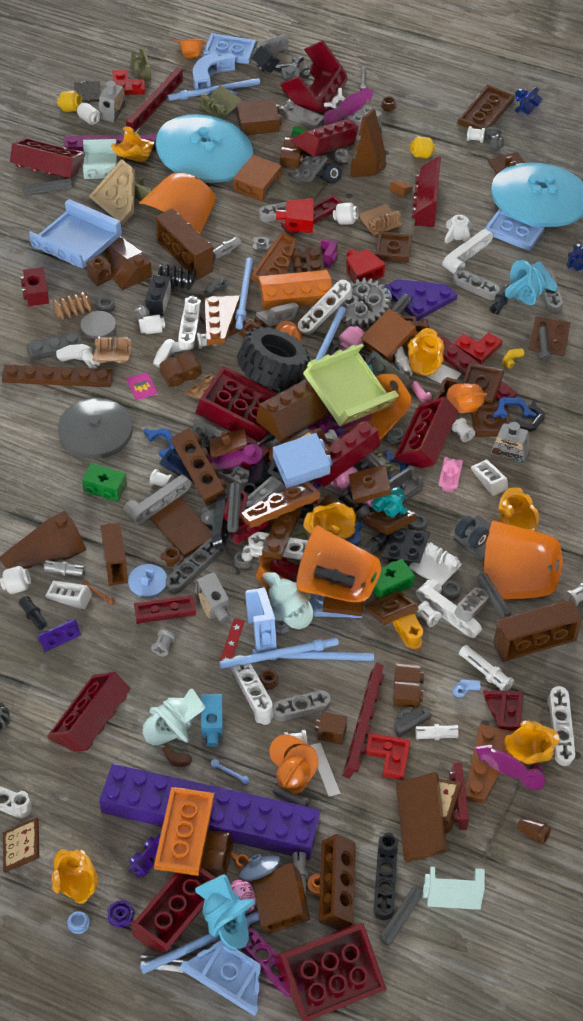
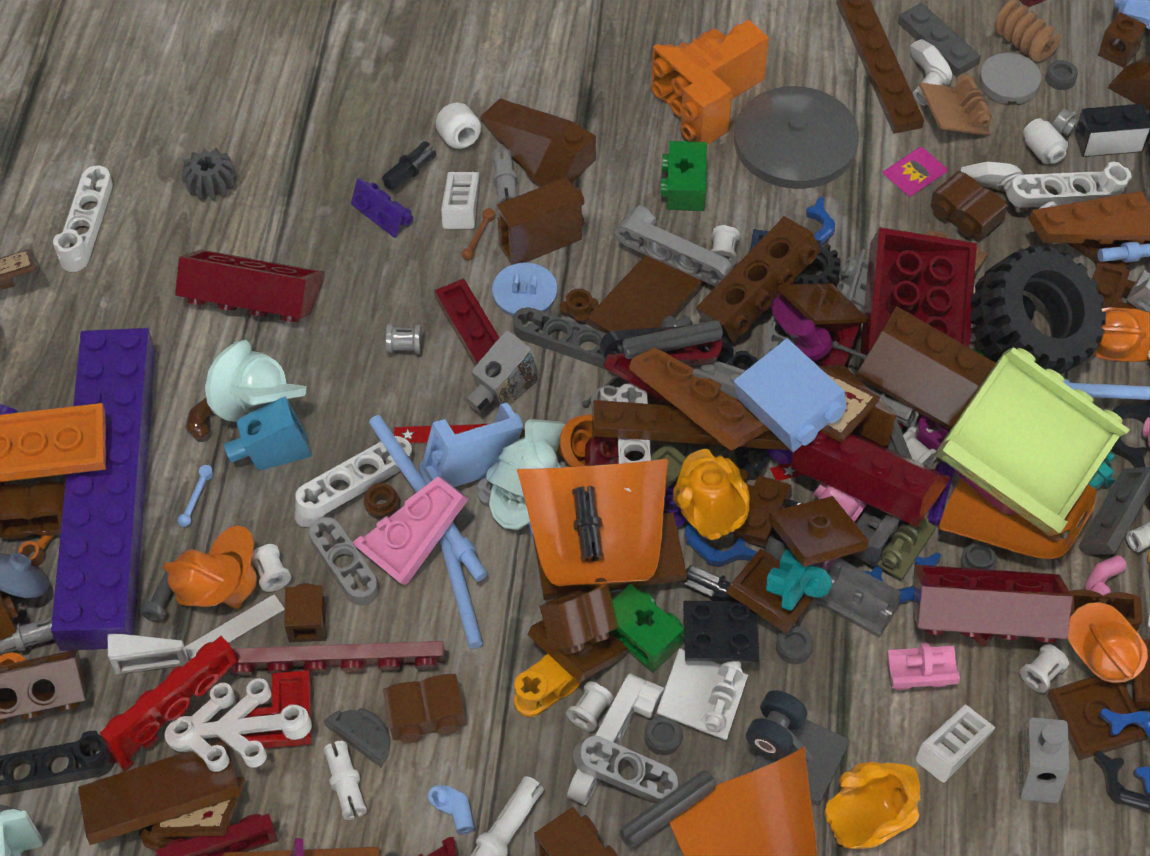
camera: 75 degrees right, 5 degrees up
(42, 455) = (706, 75): none -> orange brick
(300, 663) = (411, 533): none -> bright pink wing
(328, 819) = (143, 653): none -> white slope
(381, 803) = (167, 702): none -> red wing
(390, 595) = (579, 618): none -> reddish brown brick
(396, 773) = (233, 725): none -> white plant

